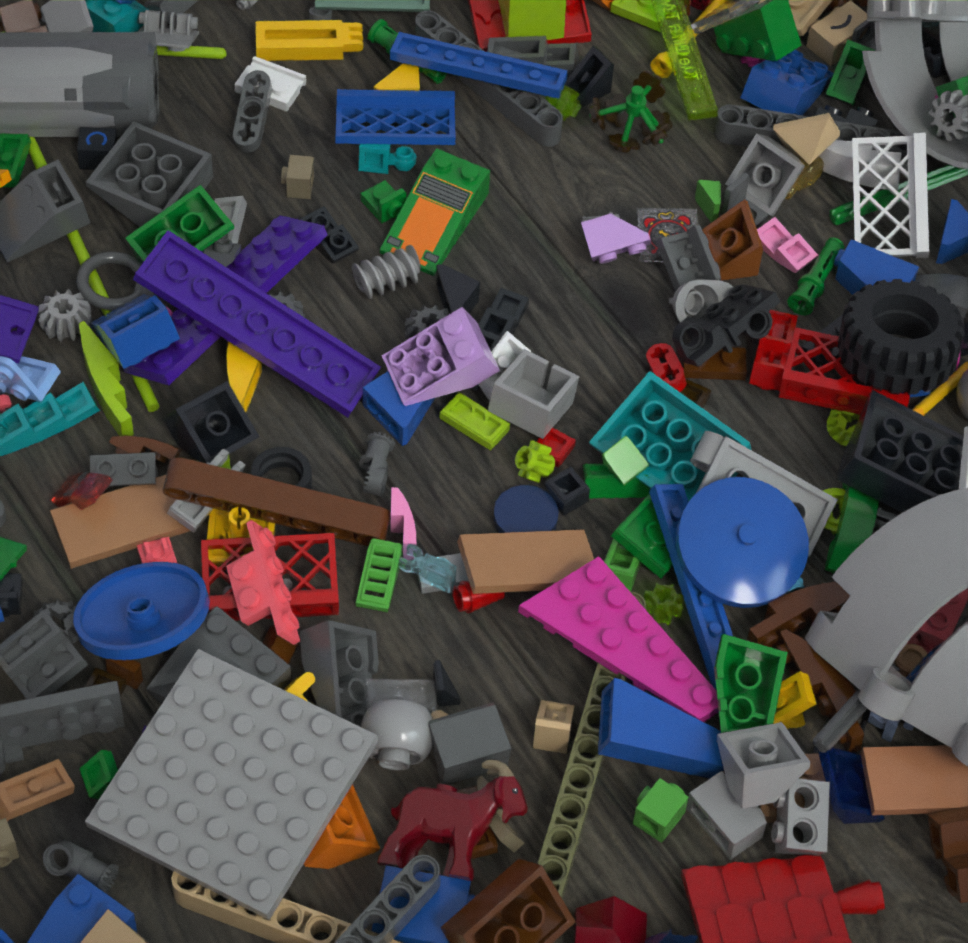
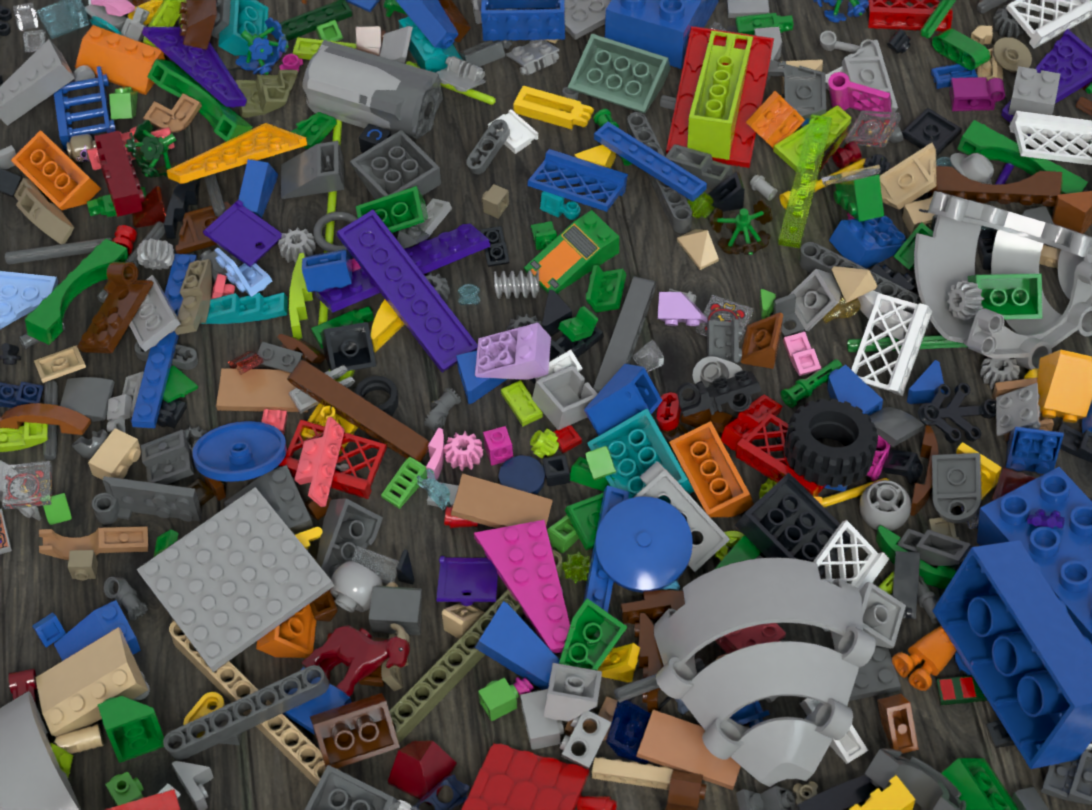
camera: 30 degrees right, 0 degrees up
(184, 392) = (349, 318): none -> green hinge
(326, 300) = (469, 289): none -> clear light blue plate
(369, 779) = (324, 607): none -> reddish brown slope
(435, 507) = (463, 451): none -> bright pink gear
(477, 484) = (498, 445): none -> dark pink brick
(500, 297) = (579, 326): none -> green bracket
(503, 243) = (605, 289): none -> green bracket
(530, 665) = (467, 575): none -> dark purple container
(560, 296) = (626, 329): none -> dark grey beam
(586, 154) = (699, 247): none -> tan slope
(602, 309) = (649, 356): none -> clear slope
(610, 370) = (622, 398): none -> blue slope
(625, 58) = (758, 183): none -> light grey pin
(683, 779) = (523, 686): none -> dark pink plate
(769, 421) = (712, 472): none -> orange slope
(877, 838) = (631, 773): none -> tan piece

